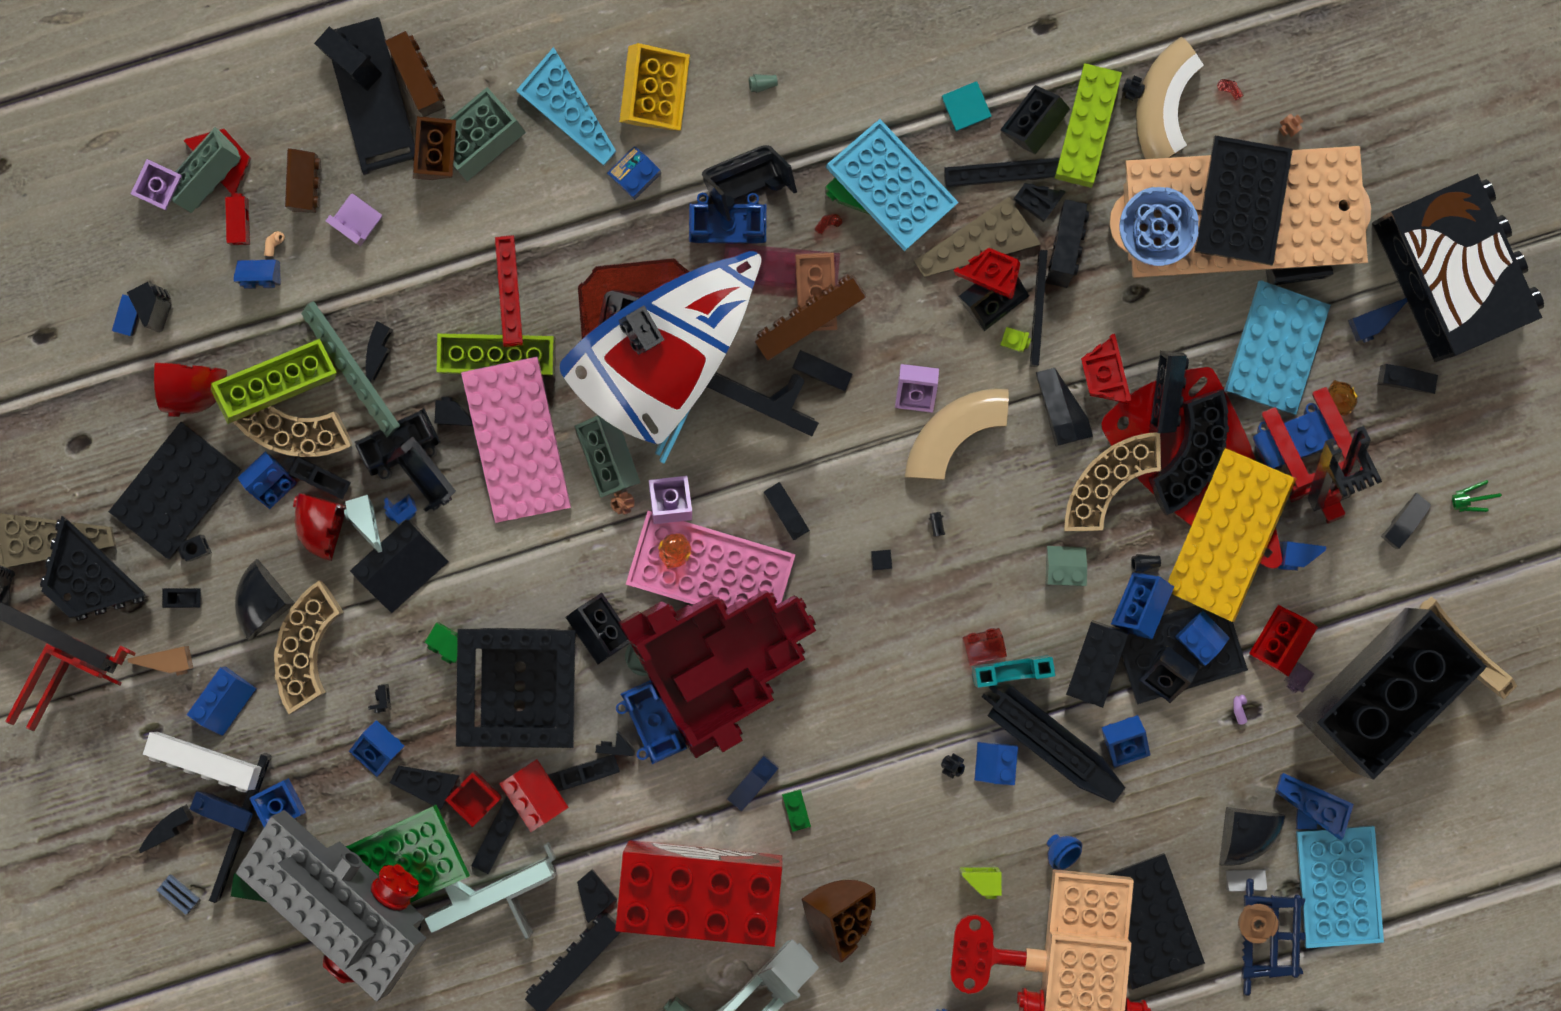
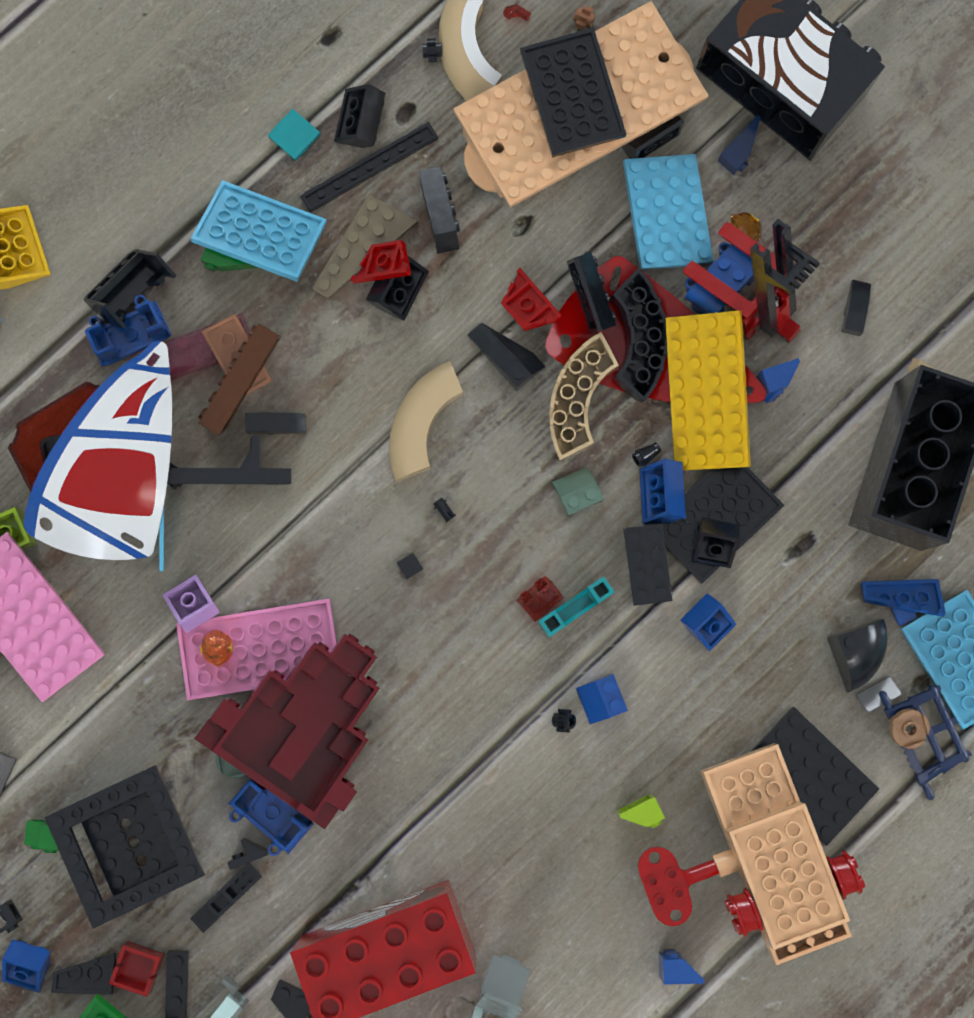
camera: 30 degrees left, 5 degrees down
(533, 795) = (191, 938): red slope -> none
(598, 628) = (180, 753): black slope -> none
(607, 456) = (116, 591): sand green slope -> none
(622, 502) = (149, 627): nougat gear -> none
(634, 172) = (26, 329): blue slope -> none
(640, 330) = (78, 457): black bracket -> none
(753, 782) = (389, 825): dark blue slope -> none
(762, 82) = (102, 198): sand green cone -> none
(786, 511) = (303, 564): black slope -> none
(796, 810) = (441, 831): green plate -> none
(828, 220) = (218, 290): clear red arm -> none
(840, 915) = (527, 909): reddish brown brick -> none
(917, 388) = (367, 398): lavender slope -> none
(1015, 340) = (435, 314): lime bracket -> none
(1038, 200) = (396, 184): black wing -> none
(1038, 308) = (441, 277): black tile -> none
(1054, 743) = (645, 655): black hinge -> none
(1063, 851) = (701, 749): blue piece -> none
(1088, 125) = (407, 99): lime brick -> none
(1175, 210) = (517, 127): light blue brick -> none
(1202, 638) = (730, 496): blue slope -> none
(1238, 701) = (794, 545): lavender arm -> none
(1283, 640) = (802, 463): red slope -> none
(1298, 678) = (832, 491): clear purple bracket -> none
(1407, 378) = (793, 184): black slope -> none
(1461, 501) = (895, 267): green plant -> none

